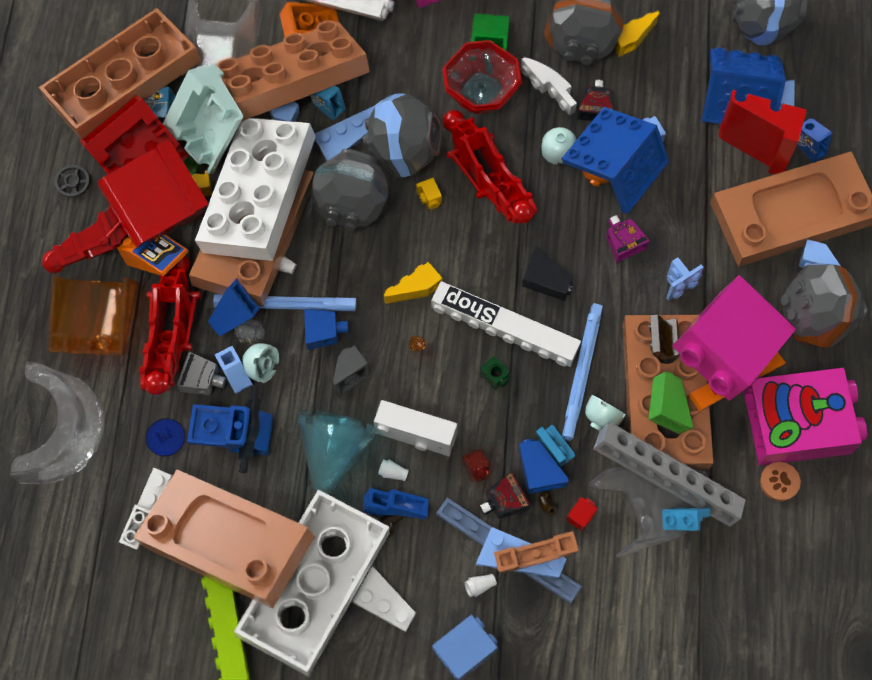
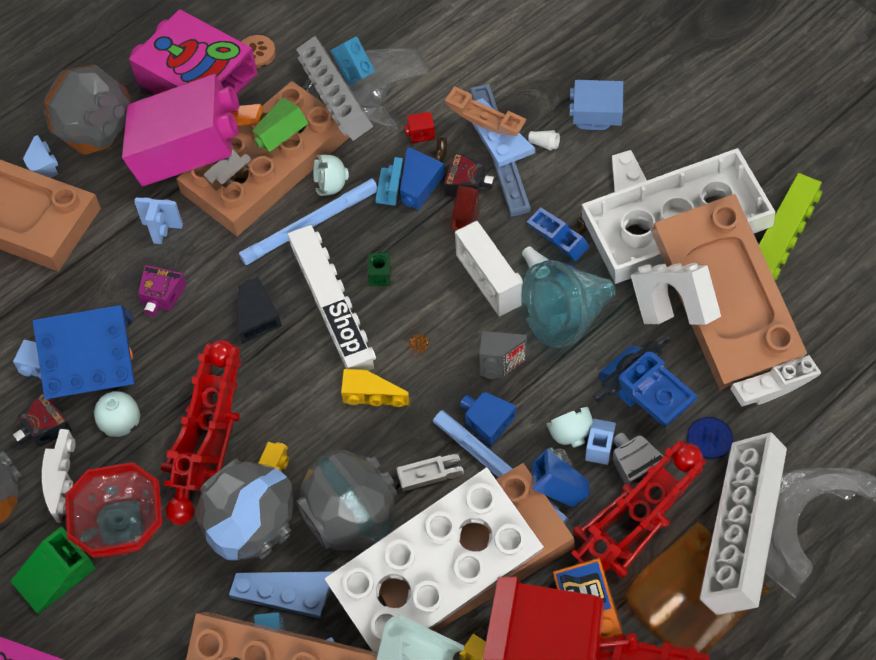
camera: 135 degrees left, 10 degrees down
(89, 372) = (744, 525): none -> white brick
(259, 496) = (690, 281): none -> white arch
(328, 264) = (428, 472): none -> white hinge

